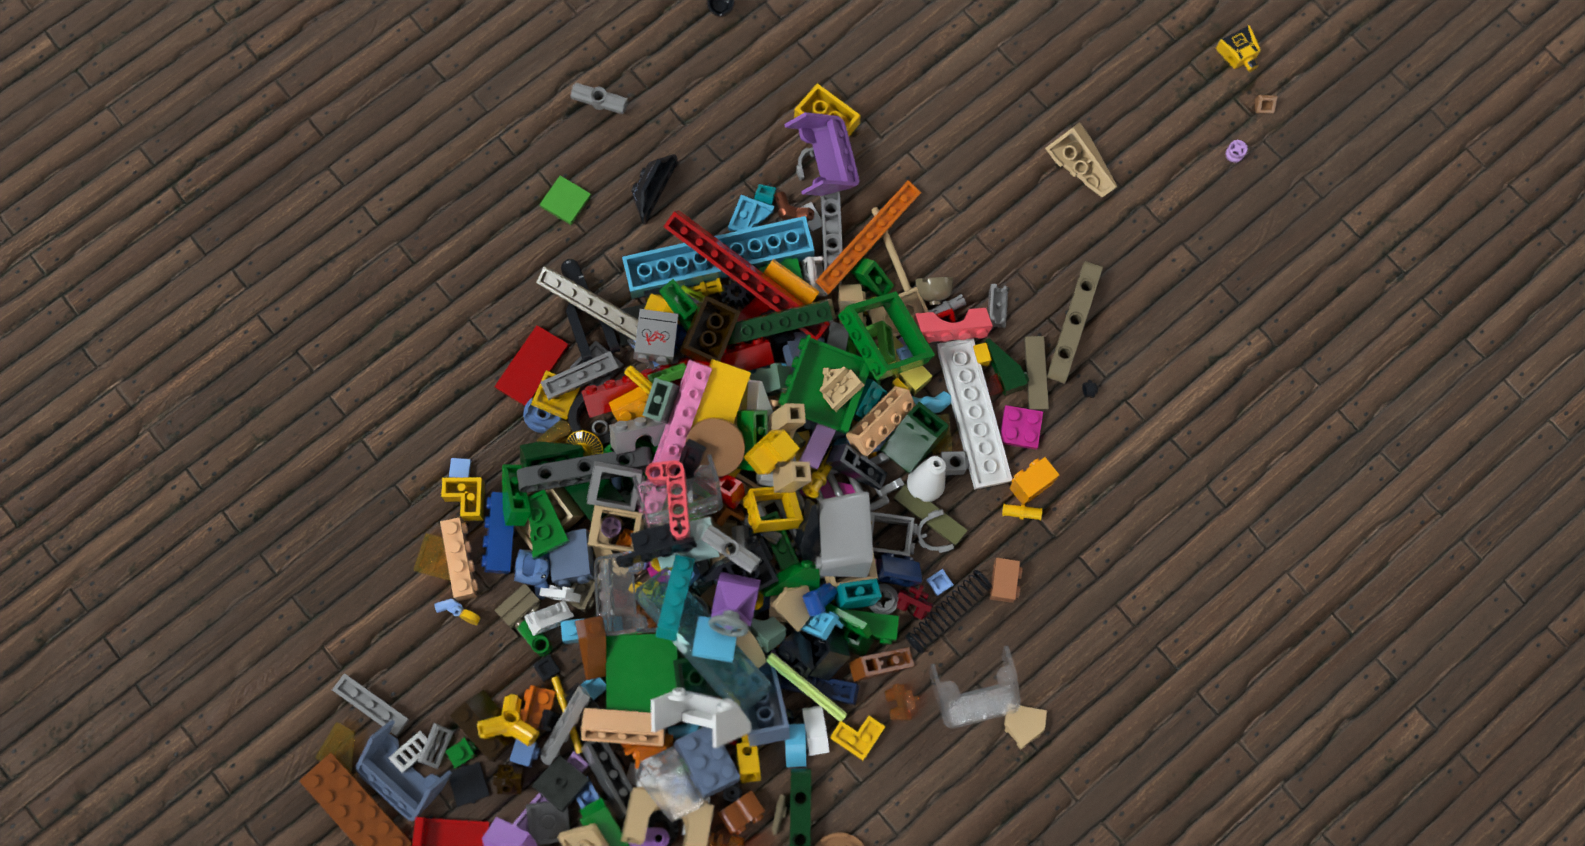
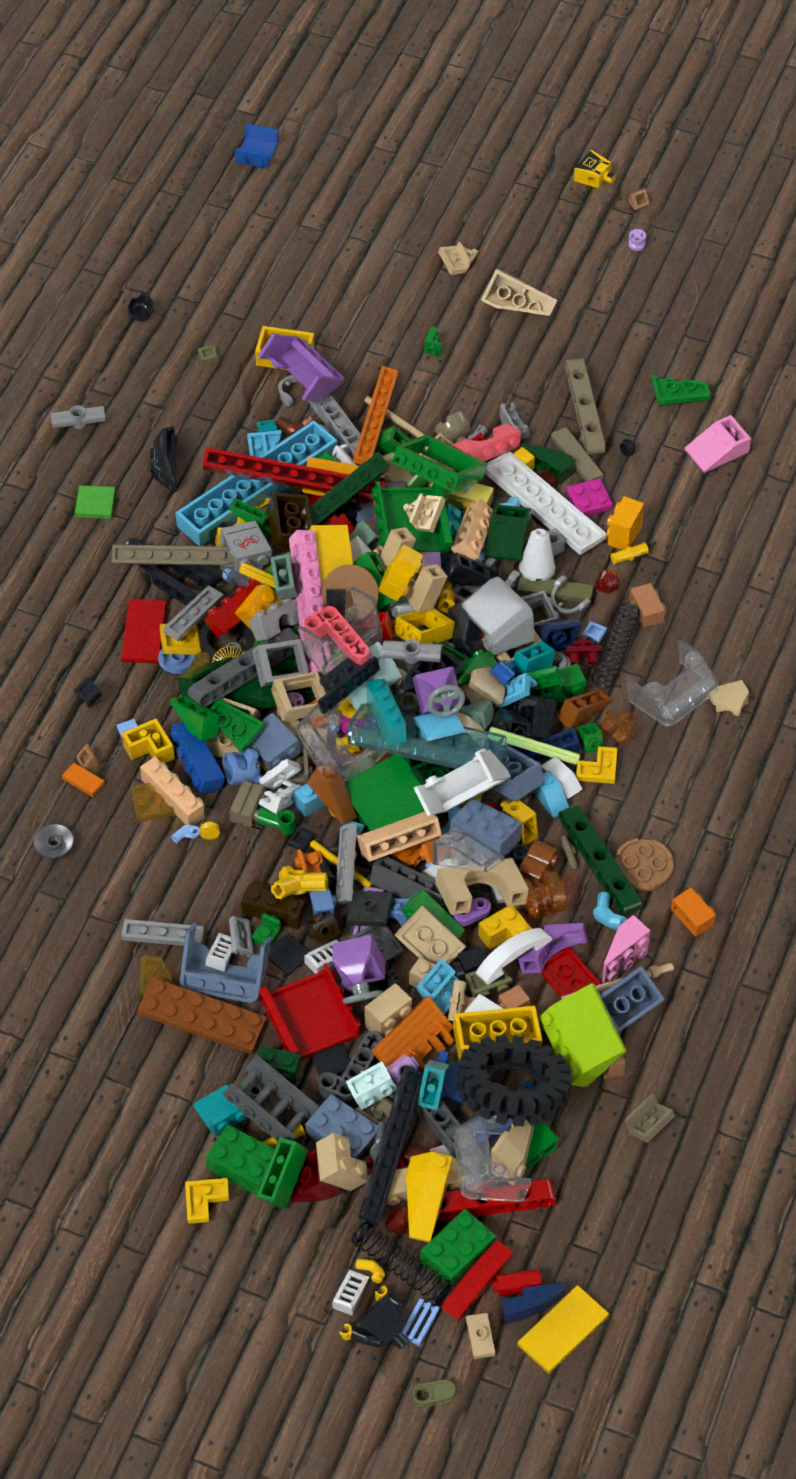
camera: 25 degrees left, 20 degrees down
(322, 549) = (52, 835): none -> flat silver dish
(392, 500) = (83, 779): none -> orange tile
(408, 480) = (86, 758): none -> medium nougat slope
(441, 412) = (87, 692): none -> black brick
(482, 812) = (311, 957): none -> white slope
(756, 84) = (208, 355): none -> olive tile
(869, 698) = (591, 737): none -> green bracket
(970, 174) = (432, 345): none -> green bracket
(981, 535) = (607, 581): none -> clear red cone
(1050, 87) = (457, 258): none -> tan slope
(1173, 348) = (675, 392): none -> green wing
(1177, 433) = (719, 444): none -> bright pink slope

